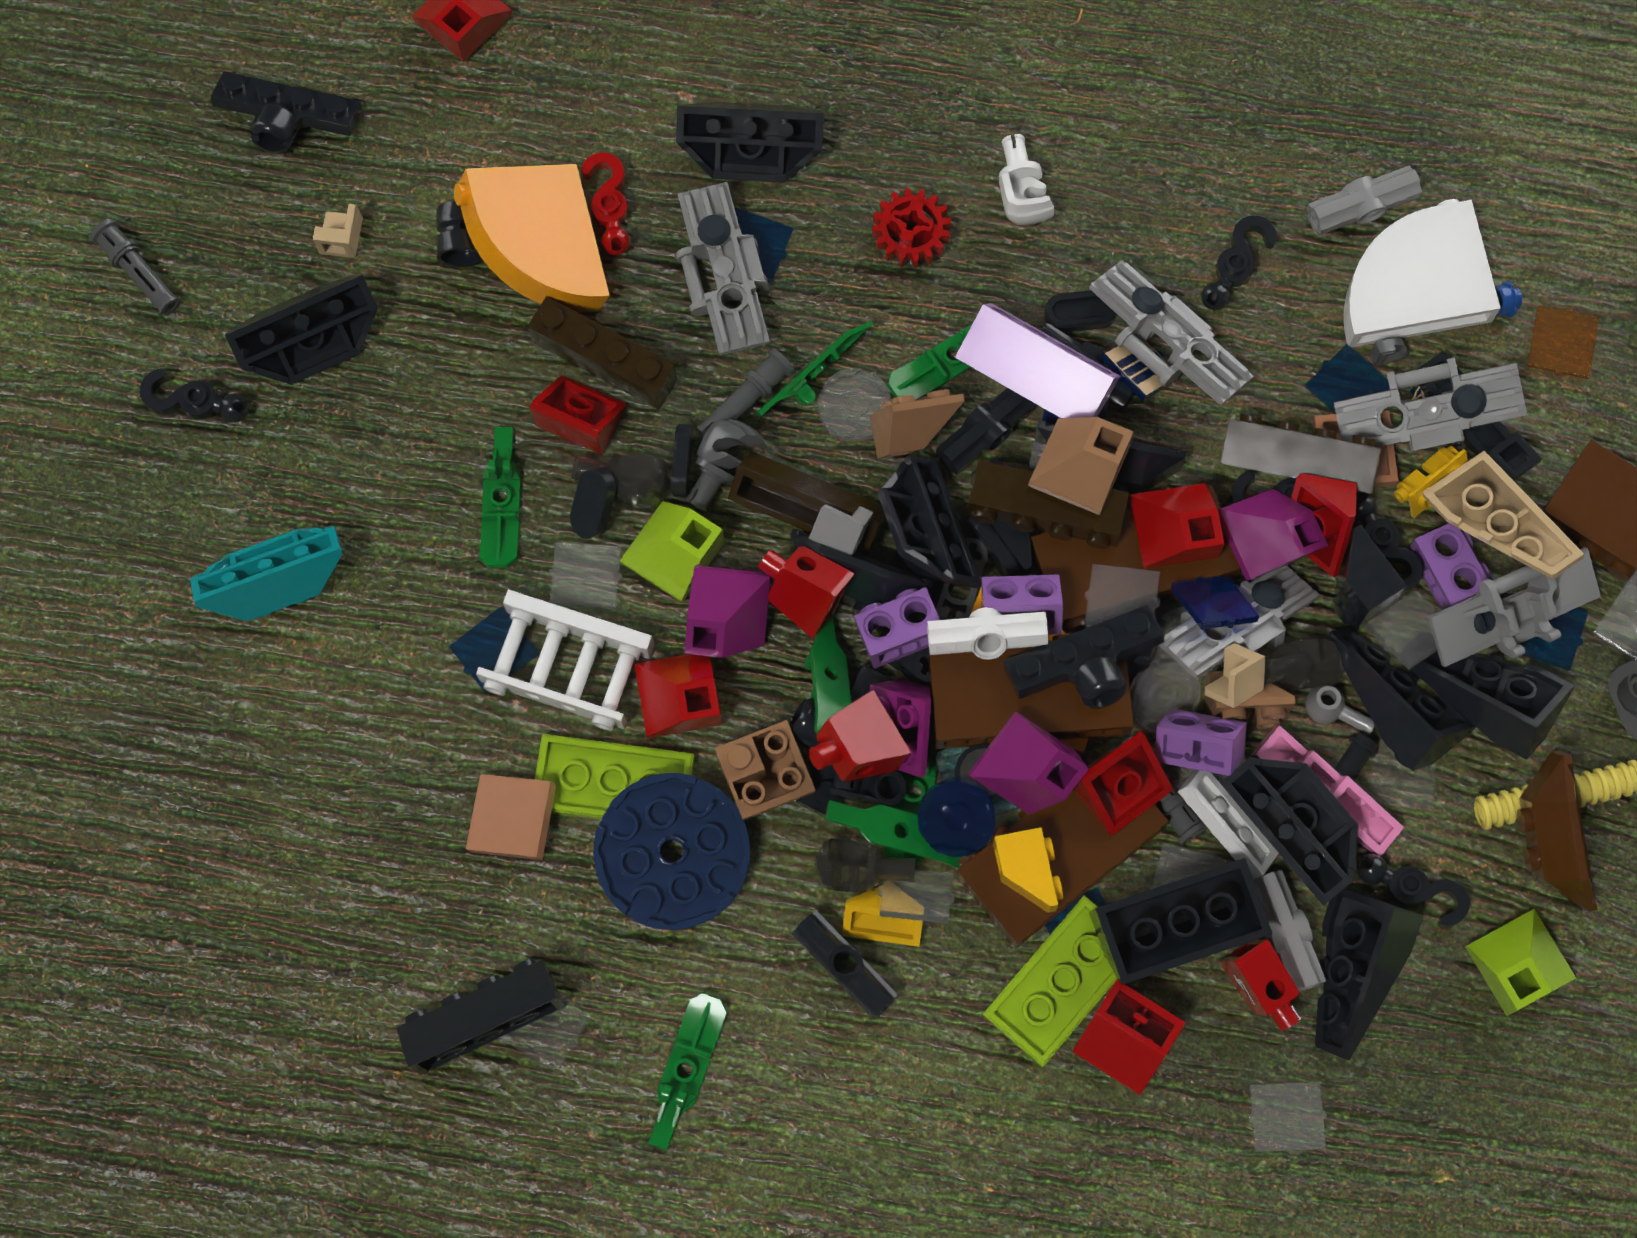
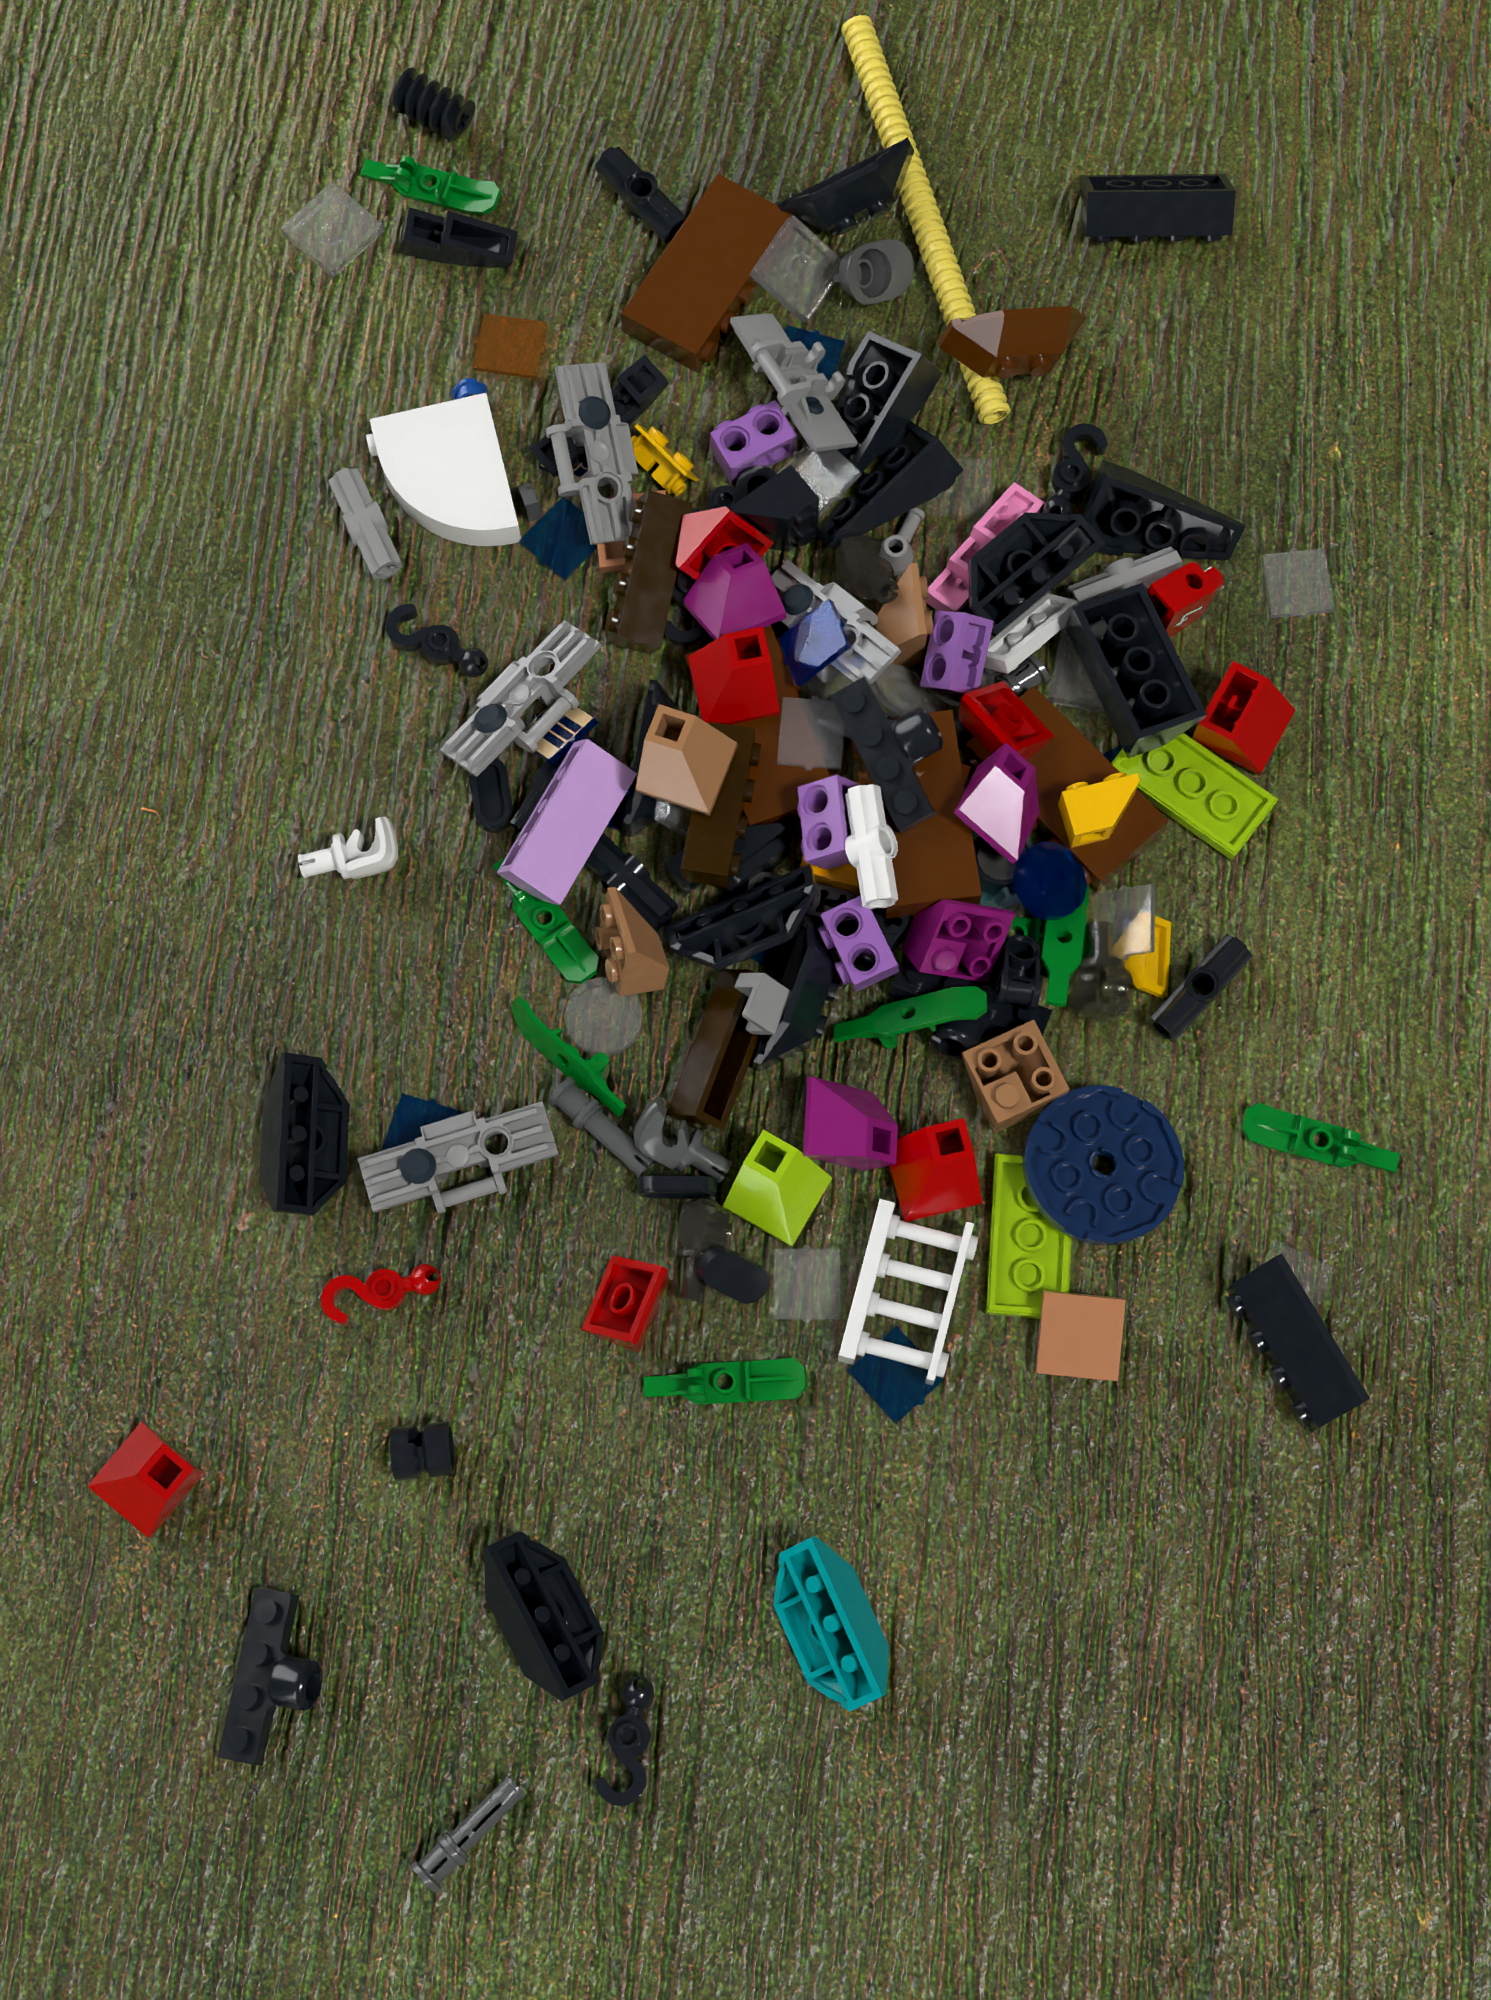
camera: 95 degrees left, 0 degrees up
(339, 233) = (419, 1594): tan panel -> none
(535, 232) = (425, 1361): light orange brick -> none
(602, 352) = (559, 1280): dark brown brick -> none
(805, 587) = (822, 1037): red torso -> none
(860, 741) = (986, 970): torso -> none
(898, 218) = (388, 960): red gear -> none
(1241, 676) = (895, 615): tan panel -> none
(1356, 756) = (948, 525): black pin -> none
(1498, 512) = (706, 389): tan wedge -> none
(1520, 962) = (1137, 380): lime slope -> none

